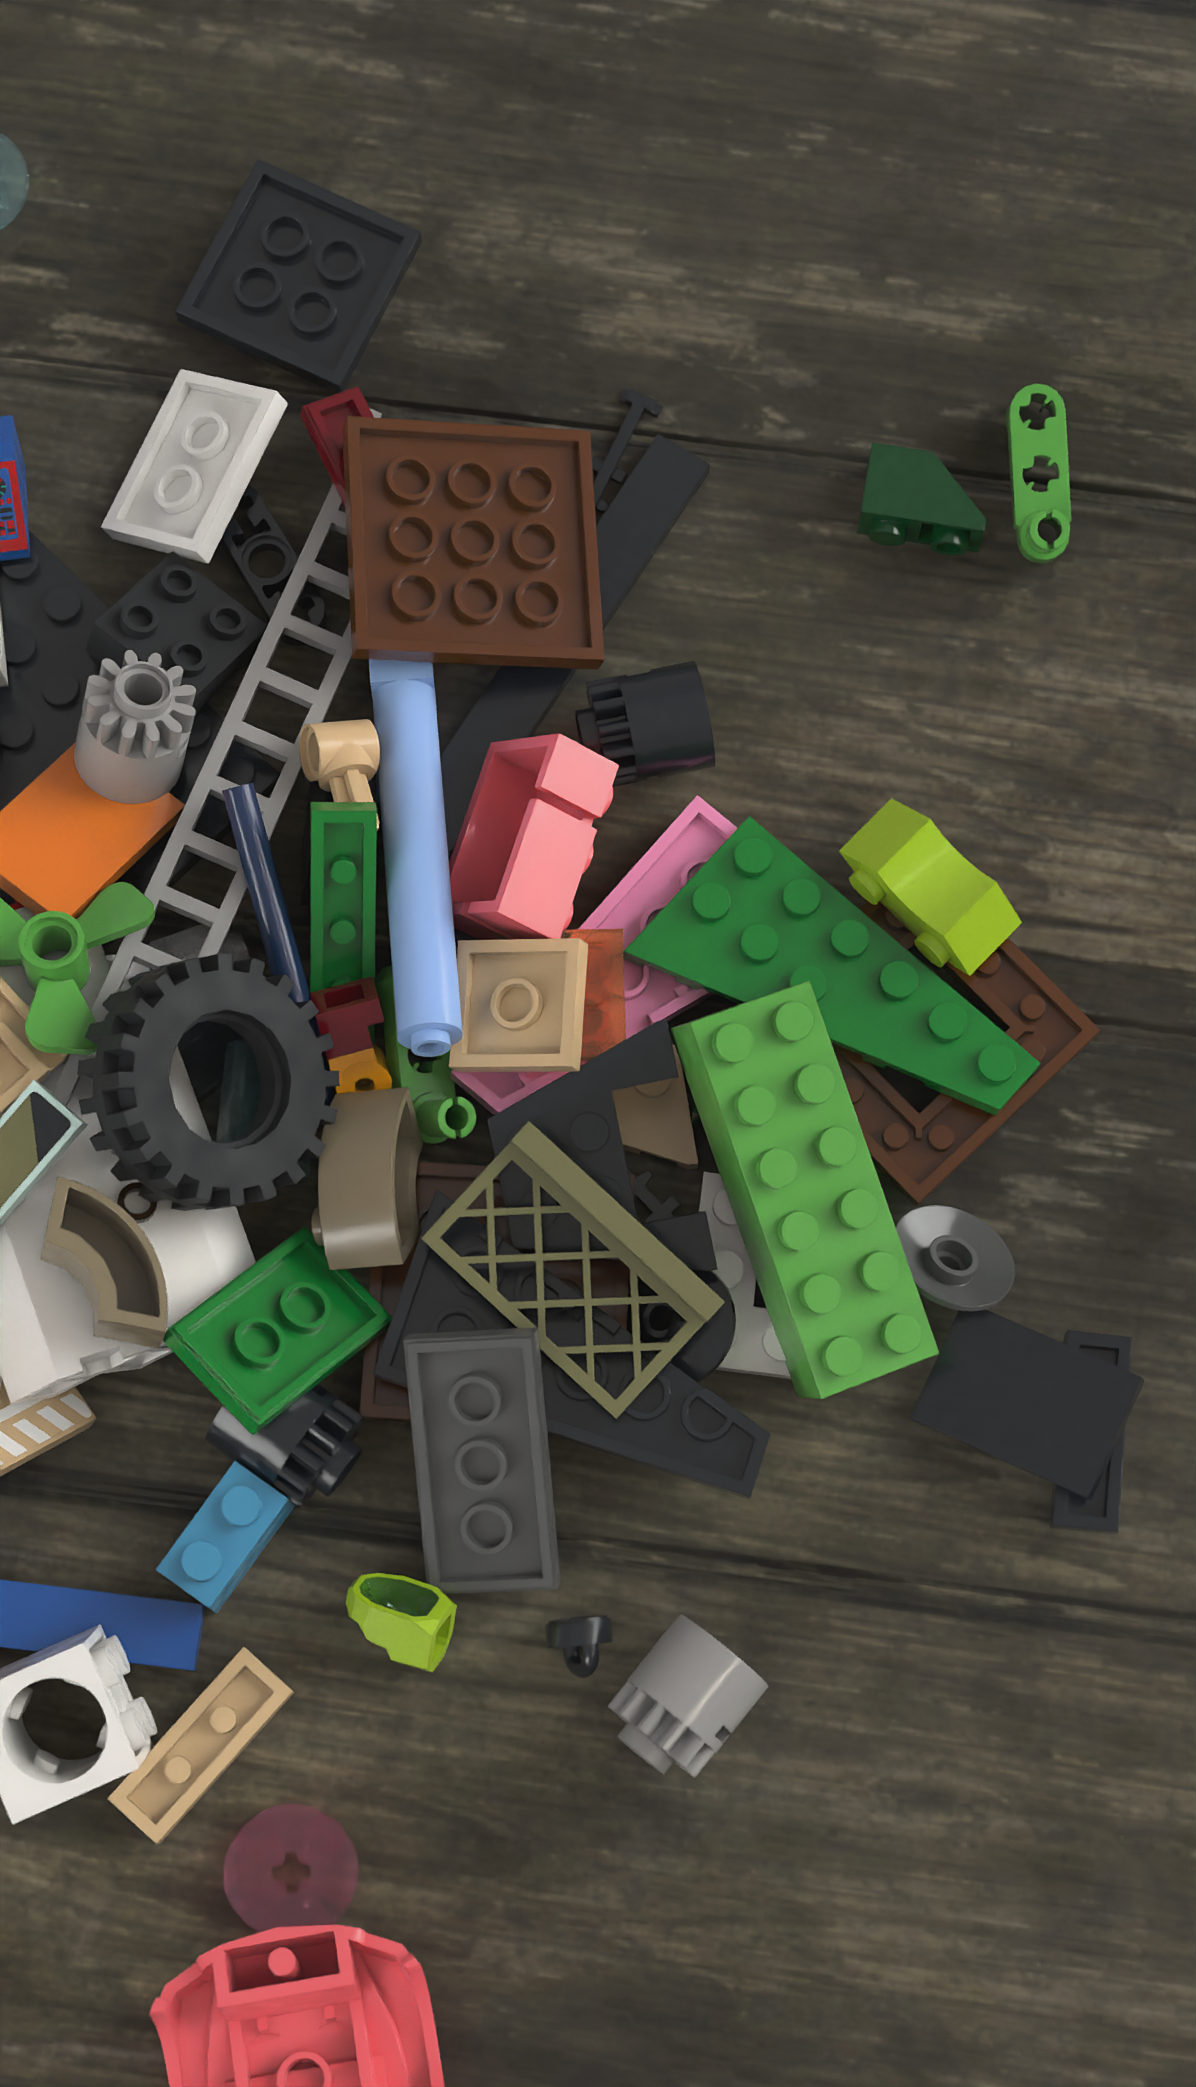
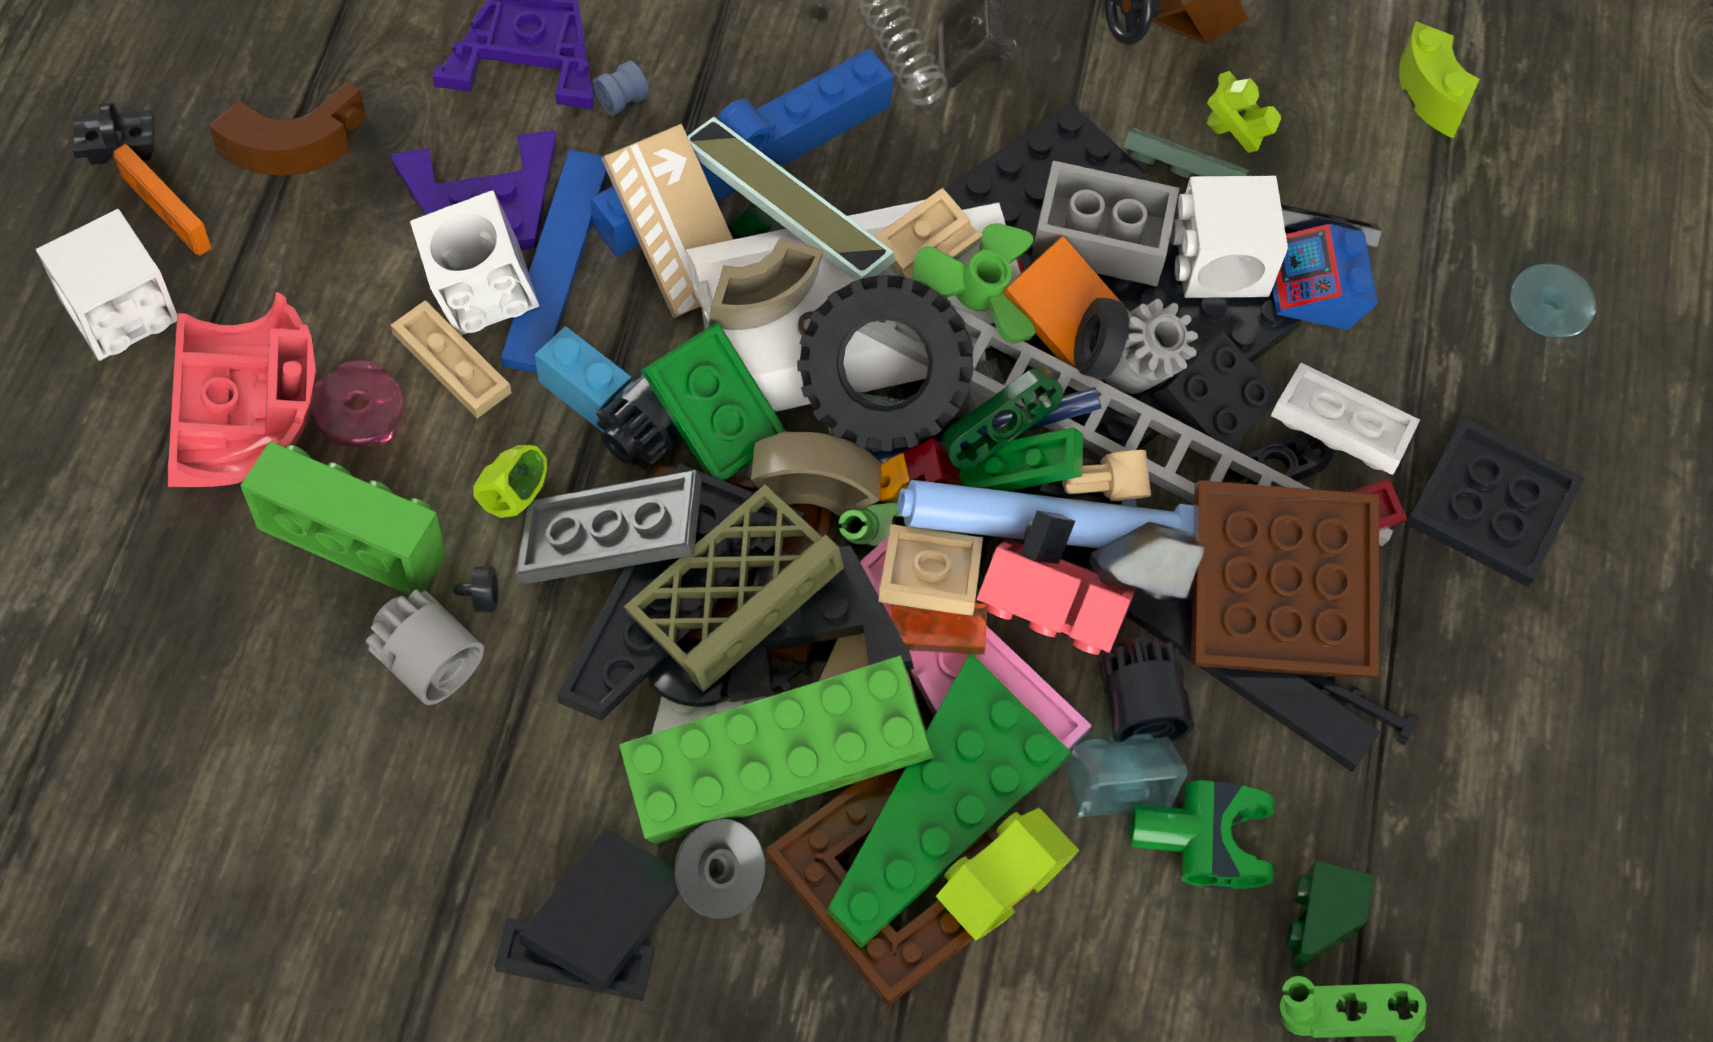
camera: 90 degrees right, 15 degrees down
(136, 763) = (1101, 338): none -> black tyre
(285, 916) = (1021, 420): none -> dark green beam
(466, 849) = (1047, 537): none -> black plate
(469, 717) = (1151, 558): none -> clear smoke slope
(505, 1844) = (344, 518): none -> bright green brick
(764, 748) = (1120, 774): none -> clear light blue slope
(827, 654) = (1205, 835): none -> green connector

